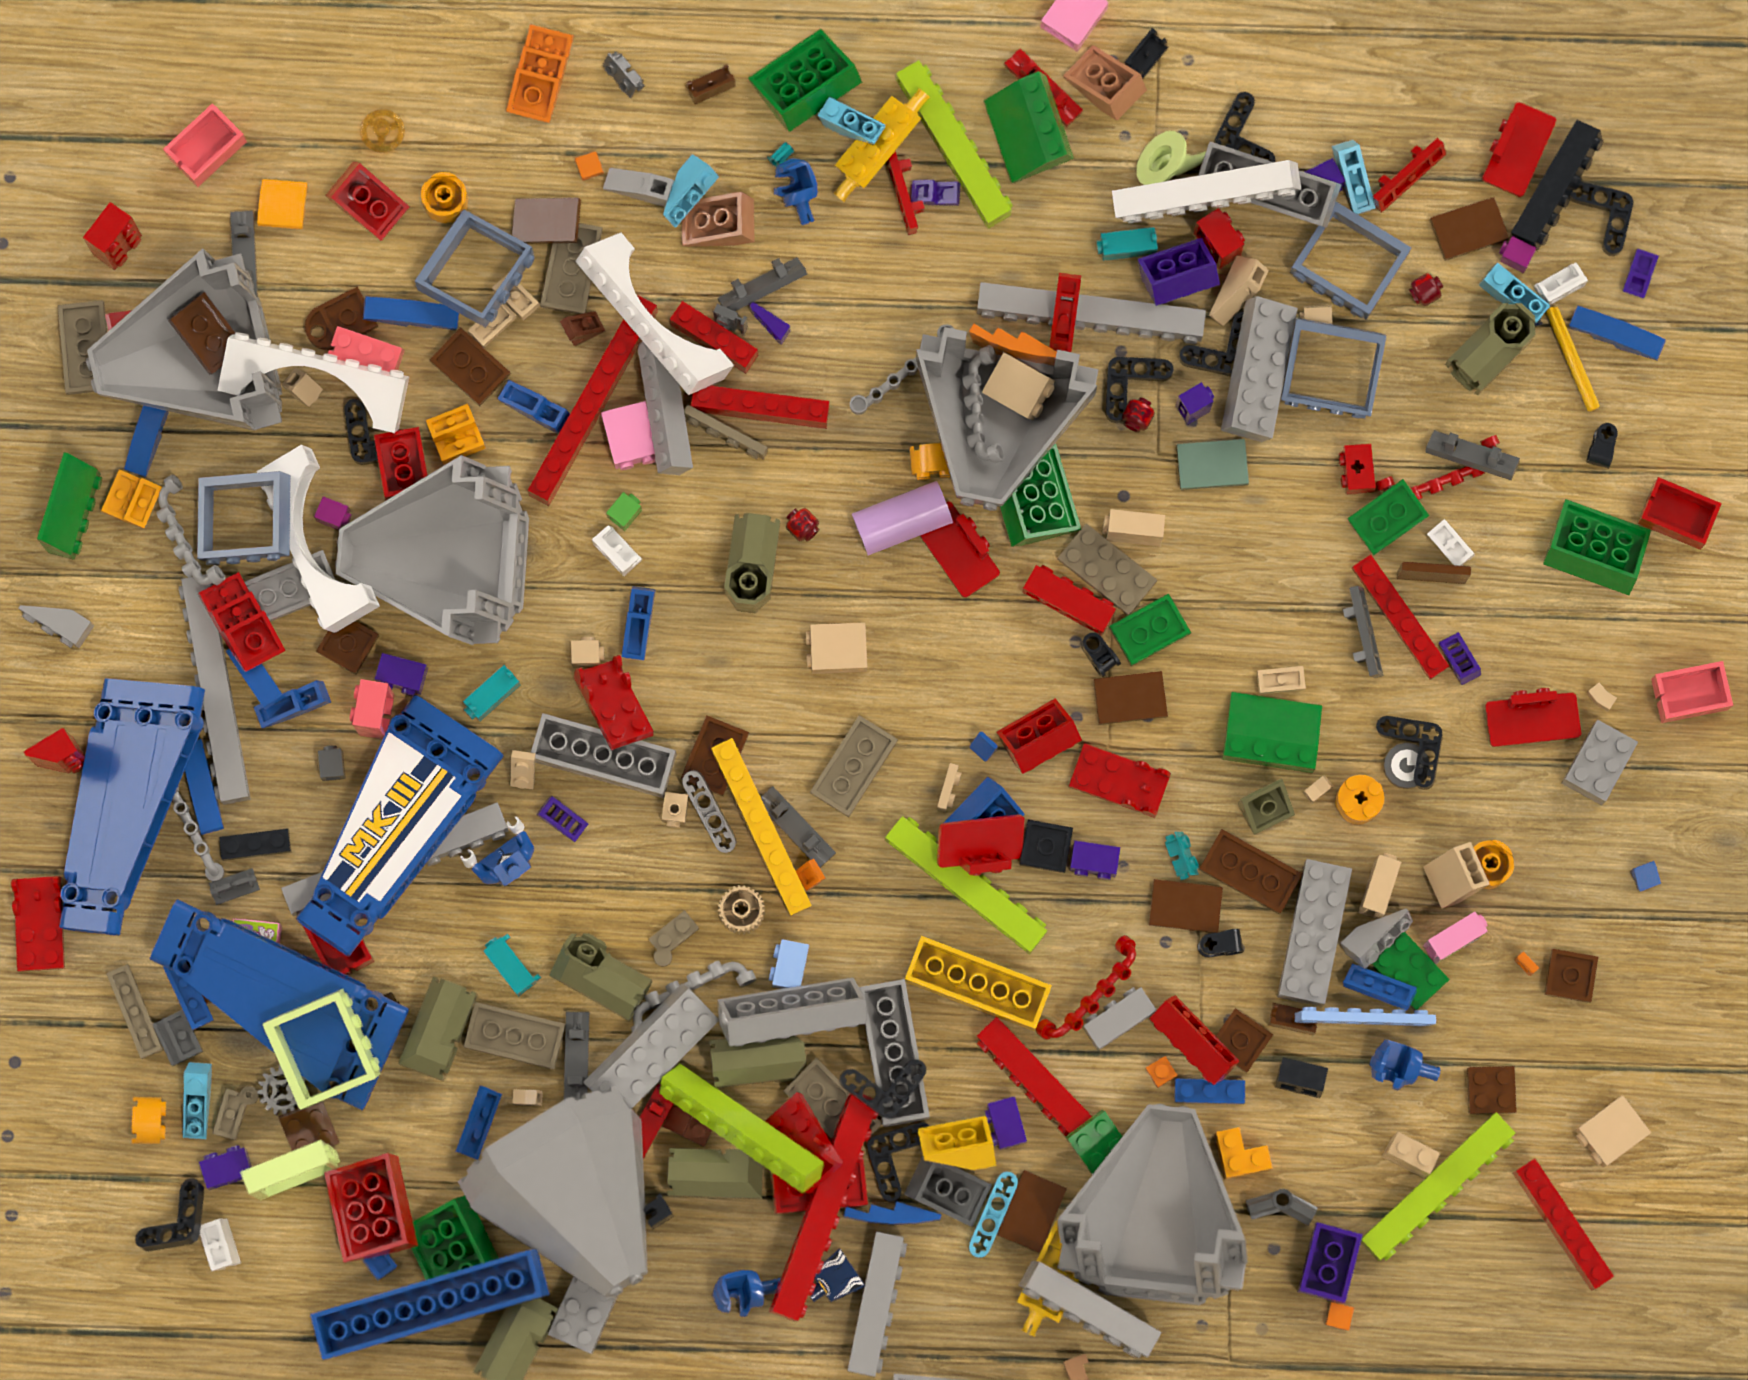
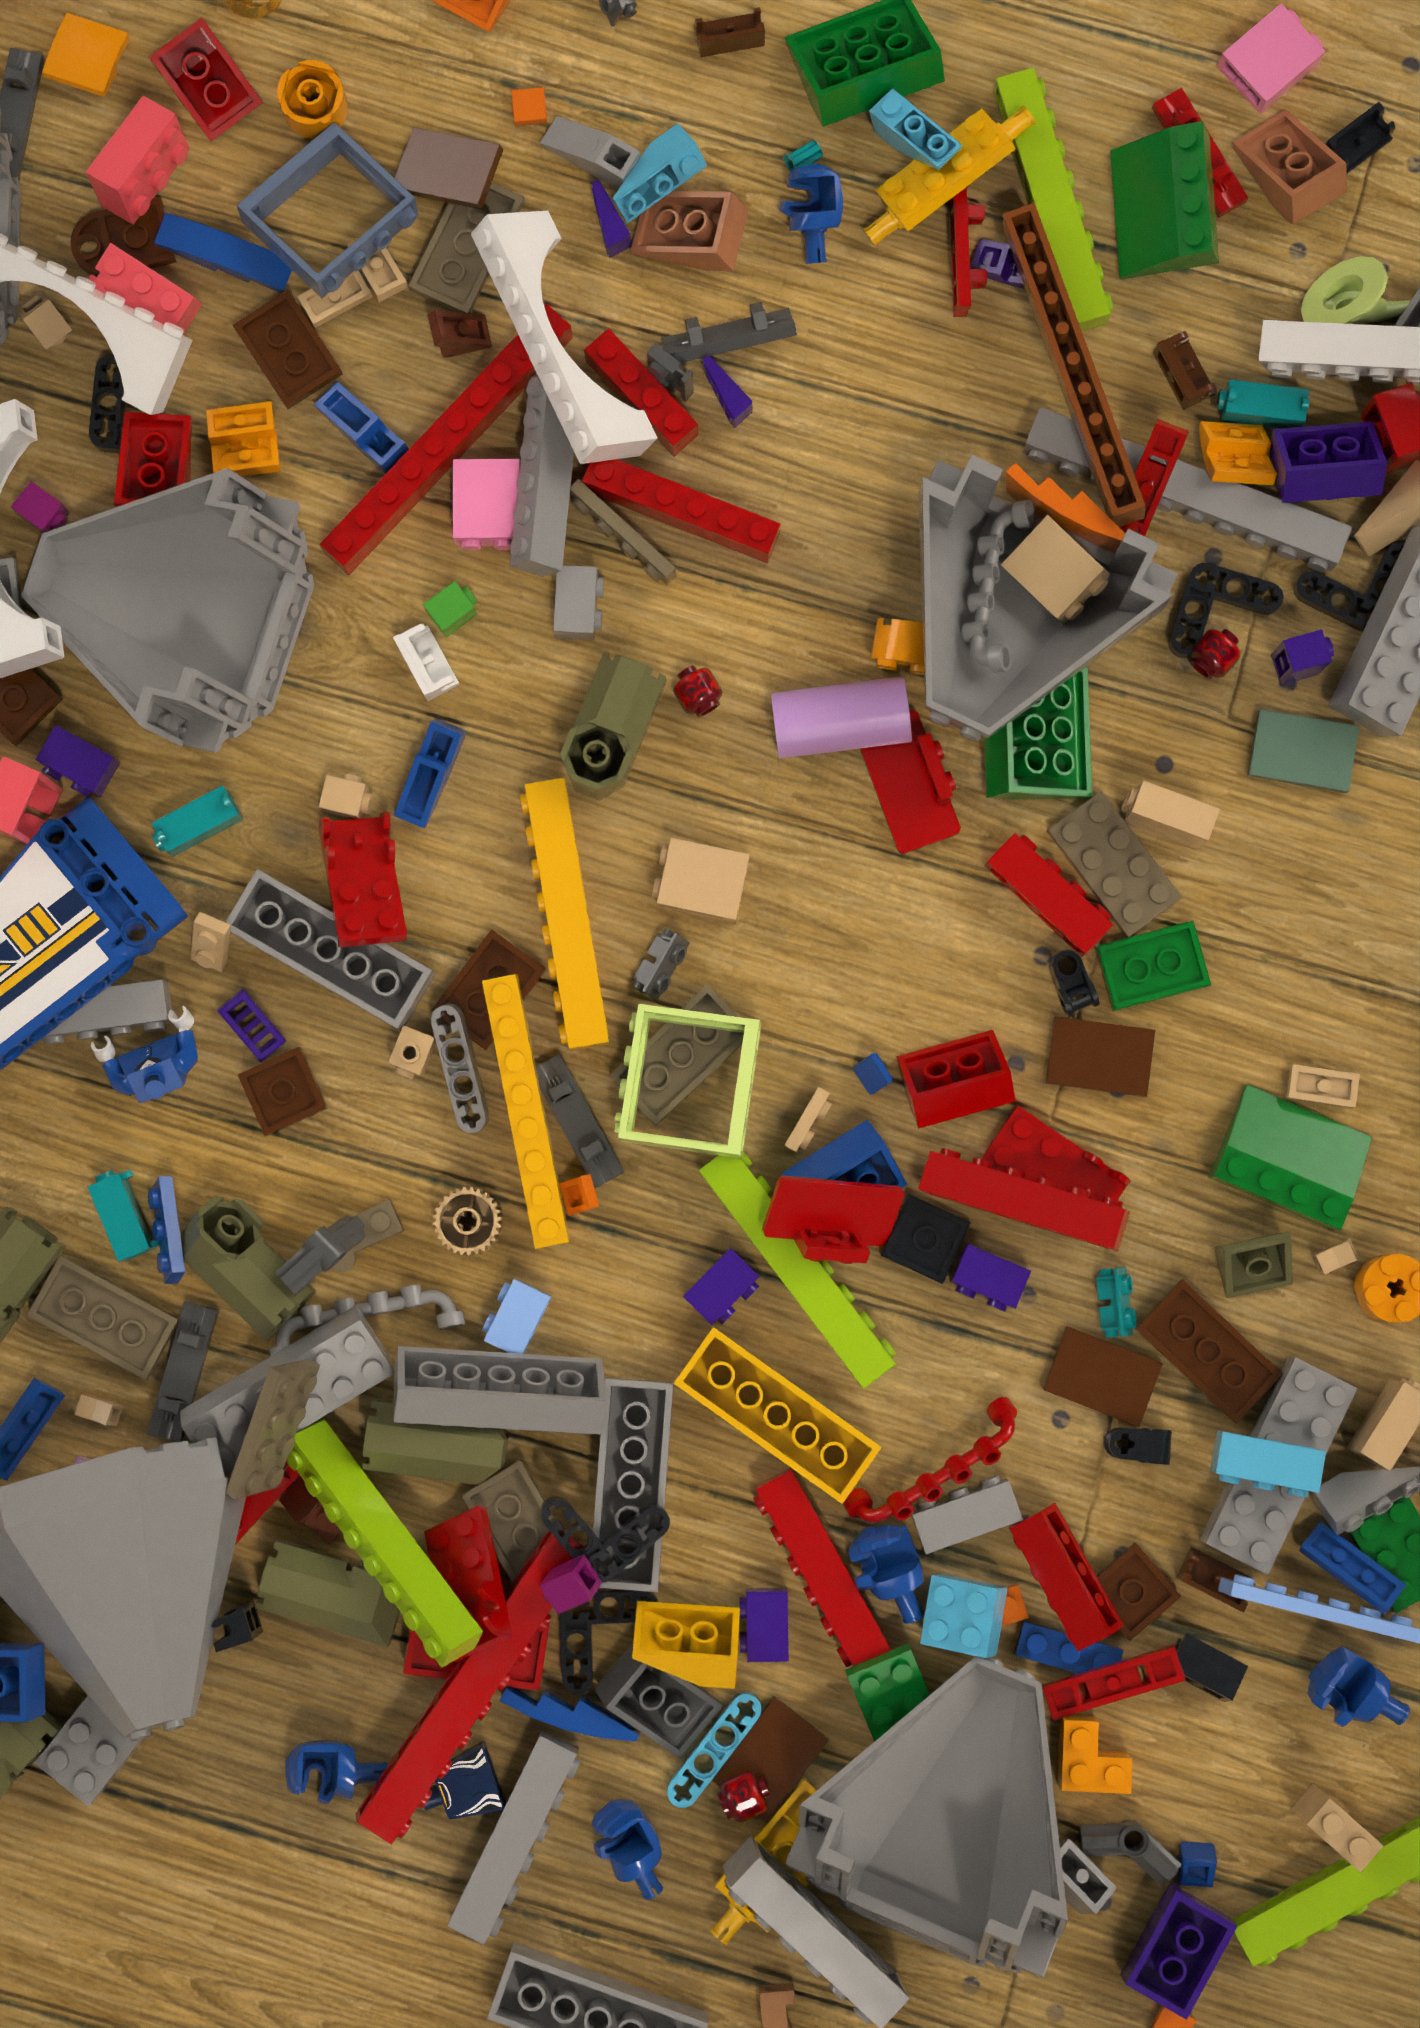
camera: 20 degrees right, 5 degrees up
(340, 267) = (138, 160): none -> coral piece
(543, 965) = (166, 1230): none -> blue plate
(595, 857) = (282, 1091): none -> reddish brown plate
(651, 951) = (321, 1252): none -> dark grey piece
(651, 1070) = (273, 1428): none -> dark tan plate
(666, 233) = (613, 229): none -> dark purple slope
(707, 487) = (576, 602): none -> light grey brick
(754, 693) = (566, 914): none -> yellow brick
(823, 774) = (635, 1057): none -> yellowish green window
(827, 700) = (669, 952): none -> dark grey hinge
(859, 403) = (822, 538): light grey bar -> none
(871, 1121) = (570, 1584): none -> magenta brick
(920, 910) = (722, 1287): none -> dark purple brick
(956, 1290) = (629, 1844): none -> blue piece
(995, 250) = (1073, 365): none -> dark orange brick
(1020, 1237) = (744, 1796): none -> dark red head
(1069, 234) = (1183, 370): none -> reddish brown hinge
(1077, 1063) = (889, 1567): none -> blue piece
(1103, 802) = (1025, 1200): none -> red brick
(1118, 280) = (1236, 453): none -> light orange slope
(1134, 1082) = (963, 1615): none -> medium azure brick
(1242, 1100) = (1113, 1682): none -> red hinge
(1257, 1233) = (1084, 1883): none -> light grey brick
(1304, 929) = (1267, 1463): none -> medium azure brick
(1329, 1208) = (1197, 1863): none -> blue slope

